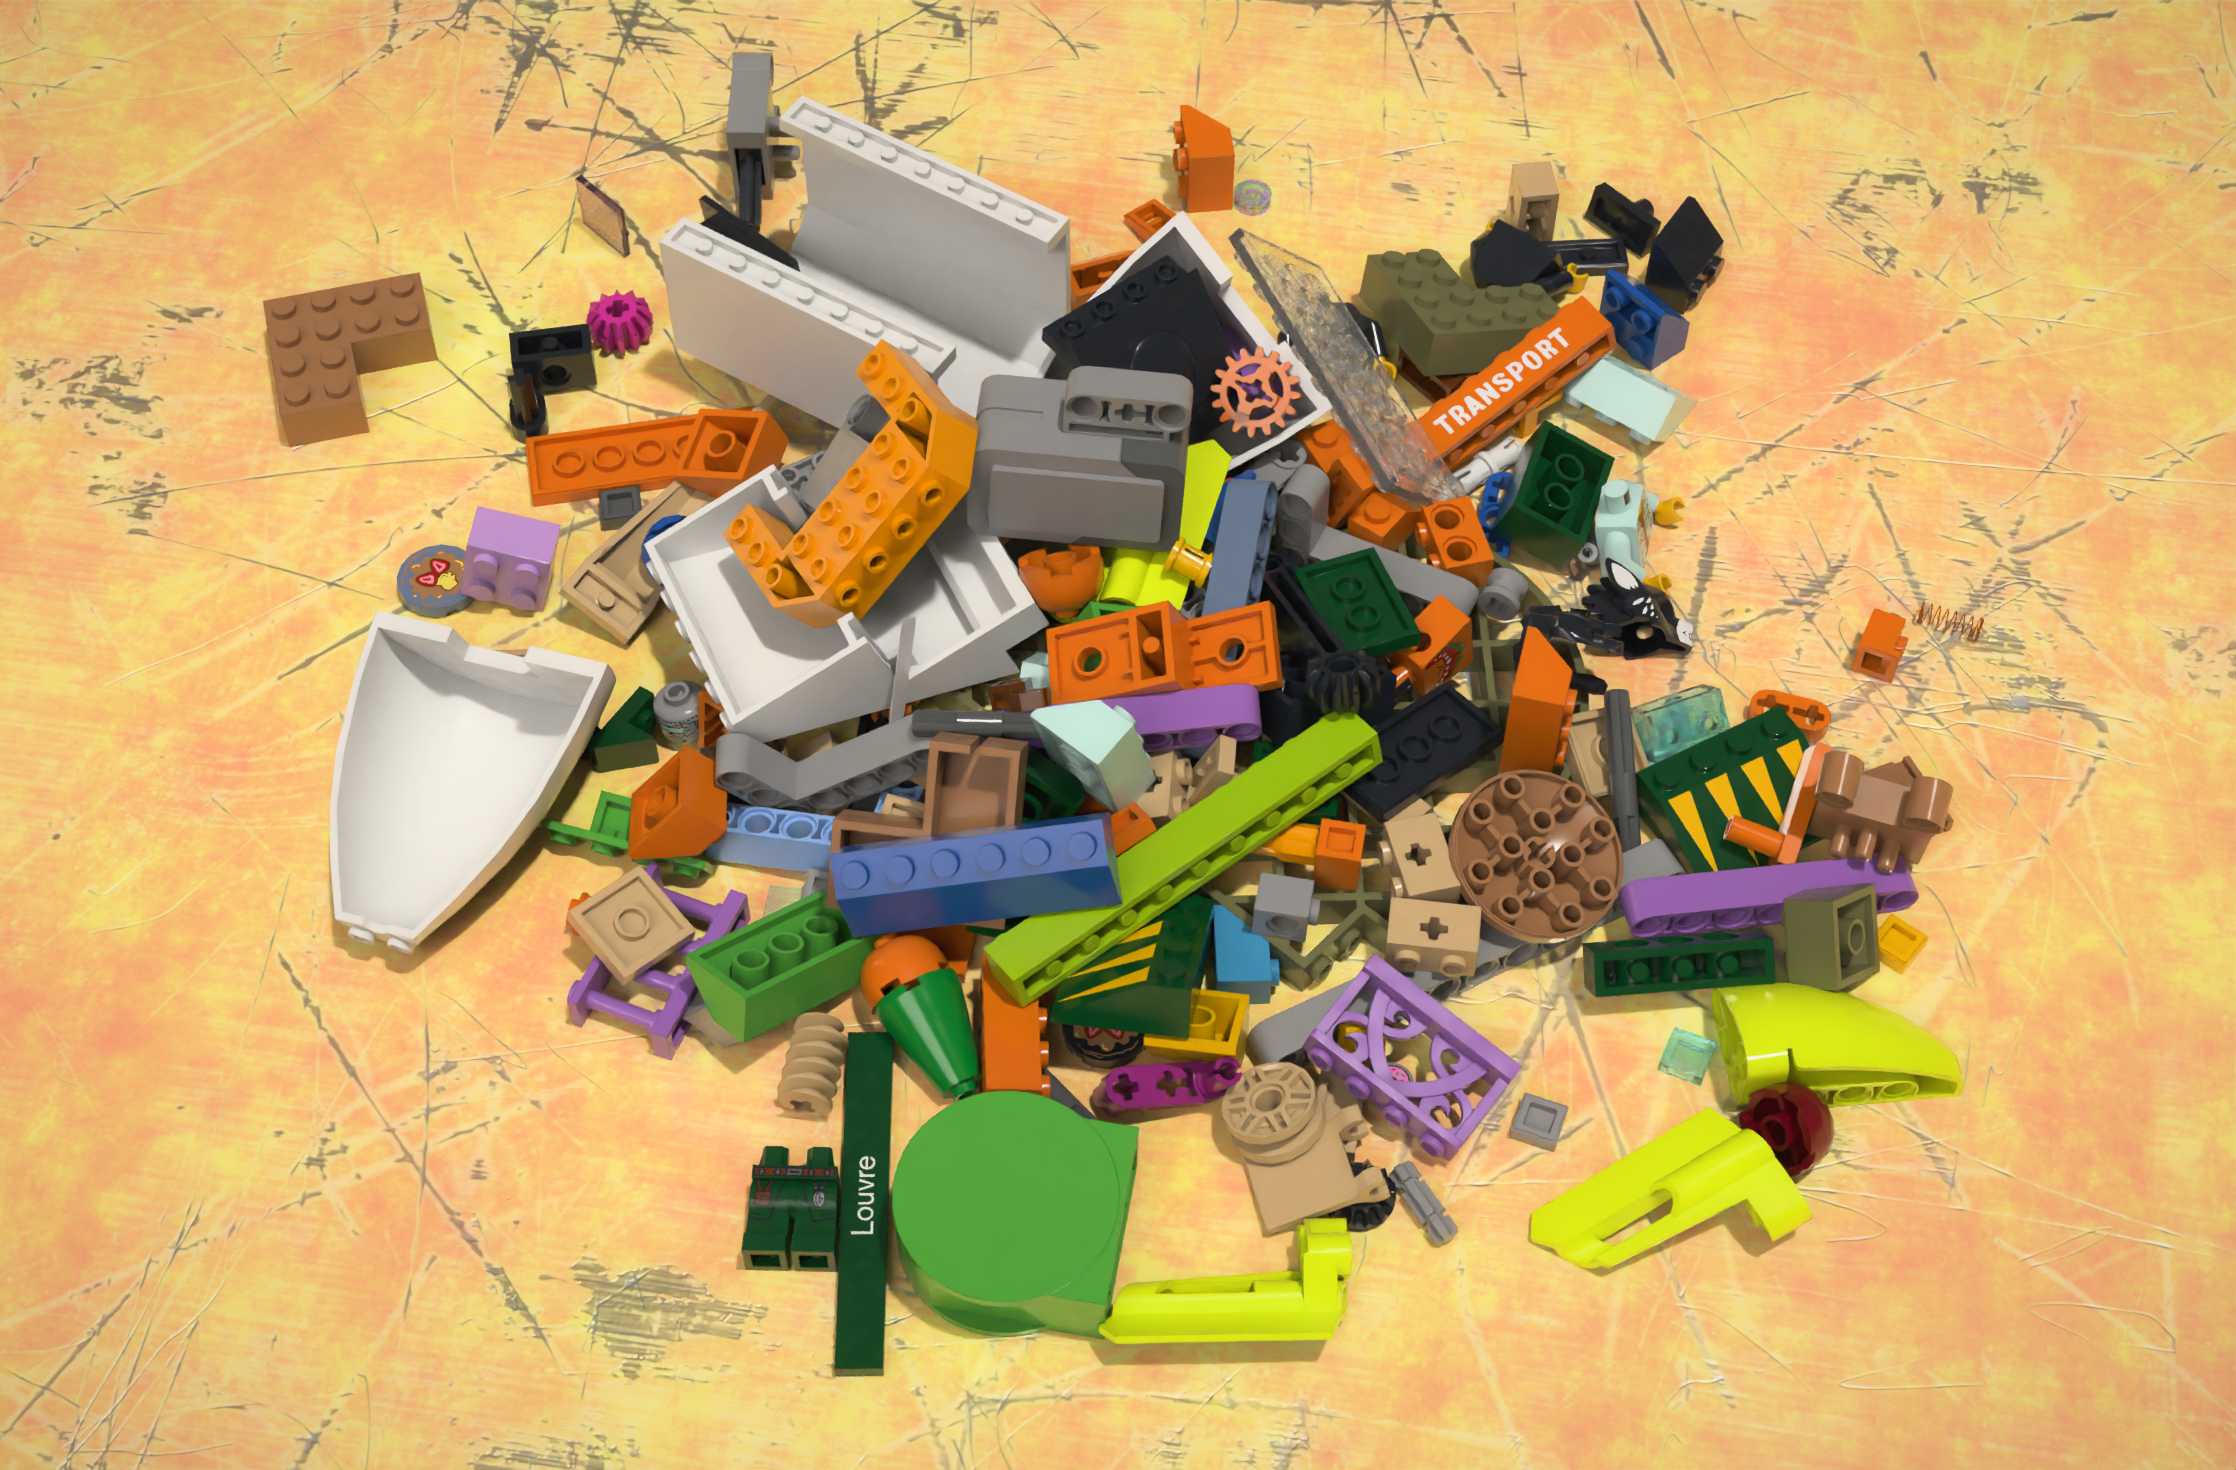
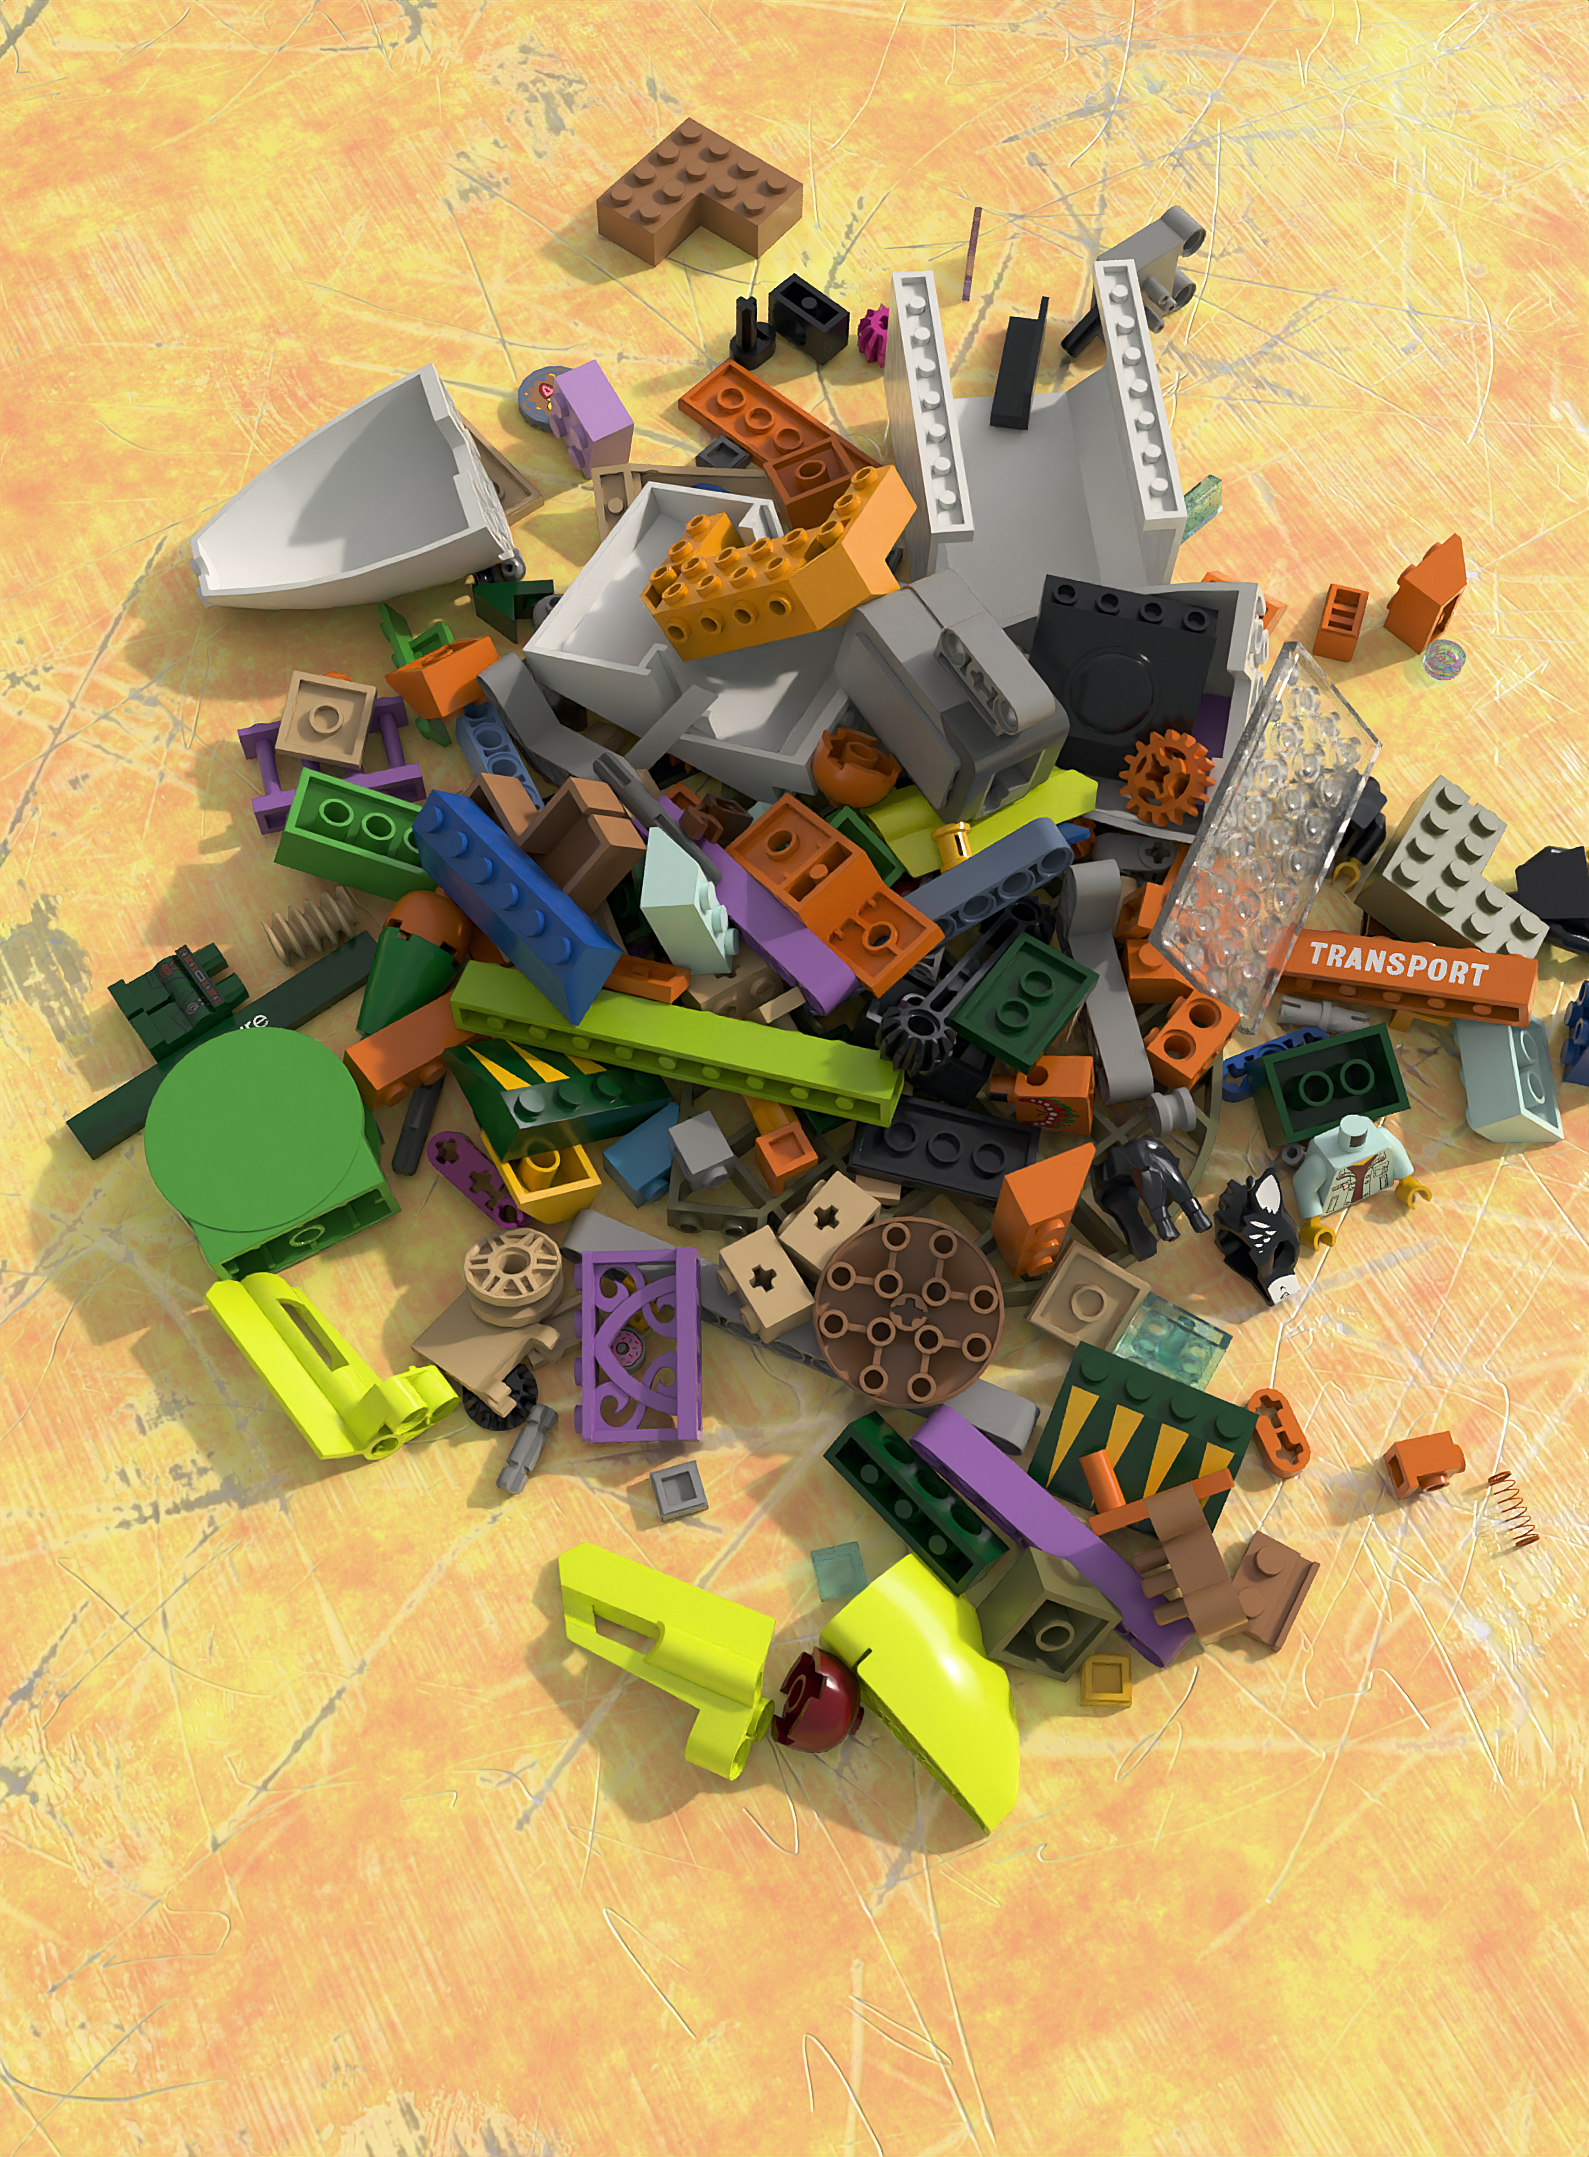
camera: 50 degrees right, 10 degrees up
(1622, 767) = (1072, 1328): dark grey axle -> none

